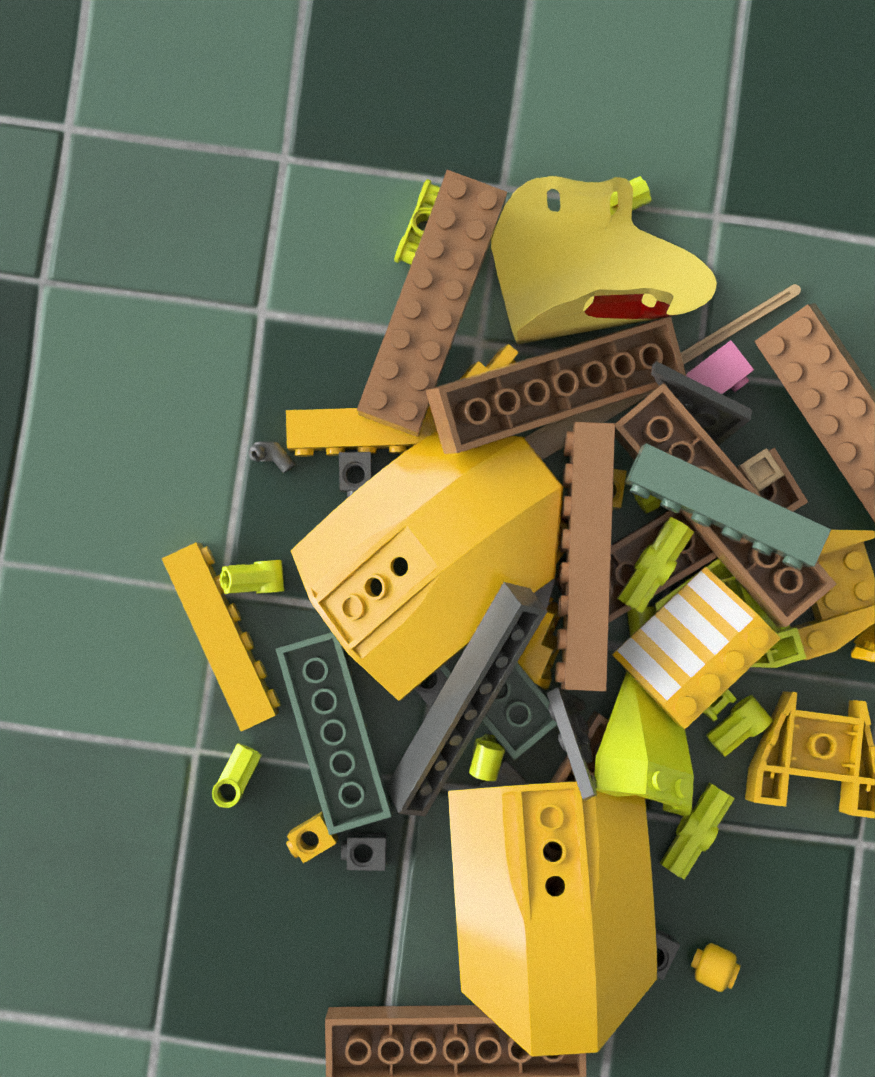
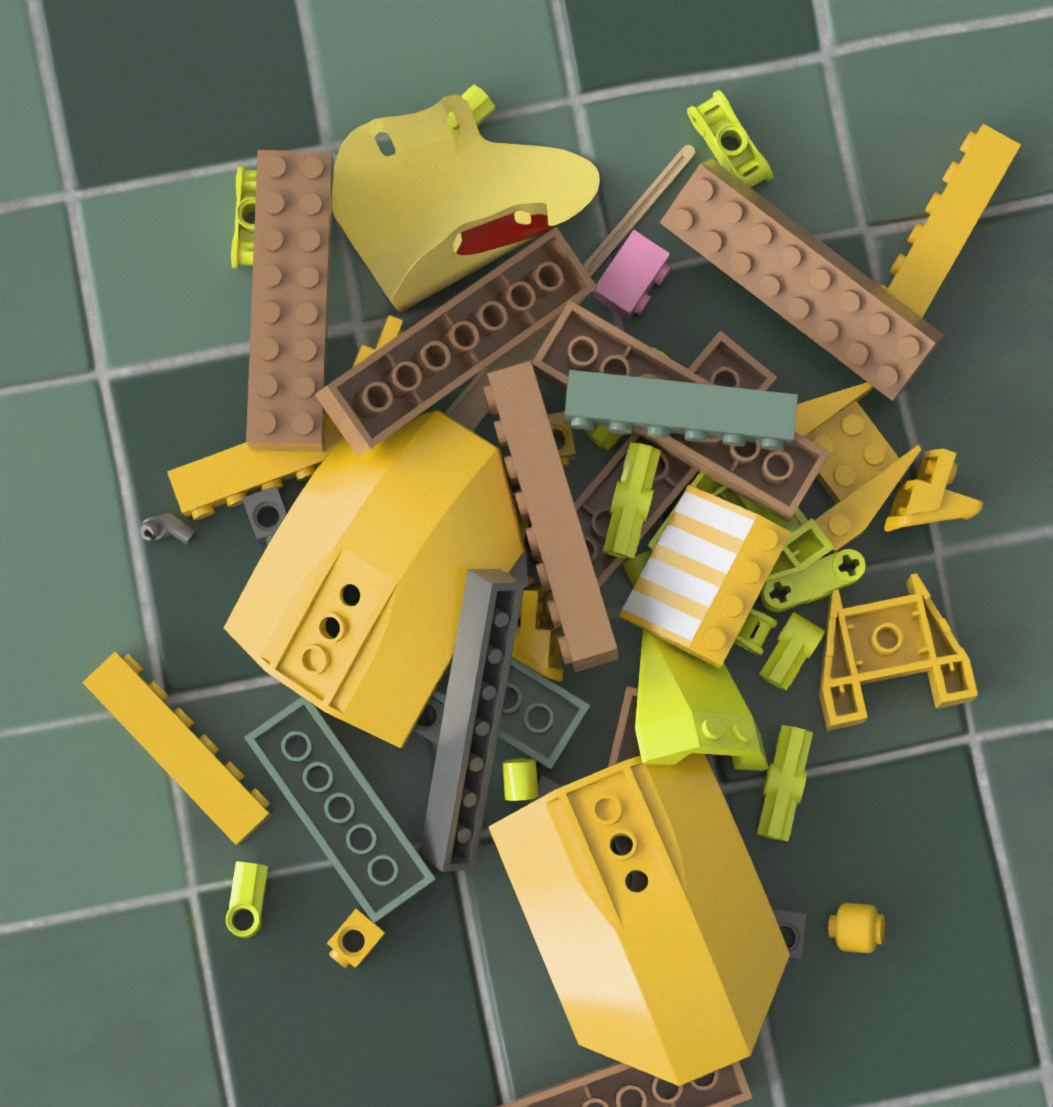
camera: 20 degrees left, 5 degrees down
(258, 577) = (199, 667): neon yellow piece -> none
(377, 843) = (436, 926): dark grey brick -> none
(573, 737) = (604, 716): dark grey wing -> none
(712, 410) = (631, 311): dark grey wing -> none
(761, 470) = (712, 360): tan tile -> none
(783, 678) = (814, 582): none -> neon yellow piece
(833, 277) = (717, 120): none -> neon yellow piece

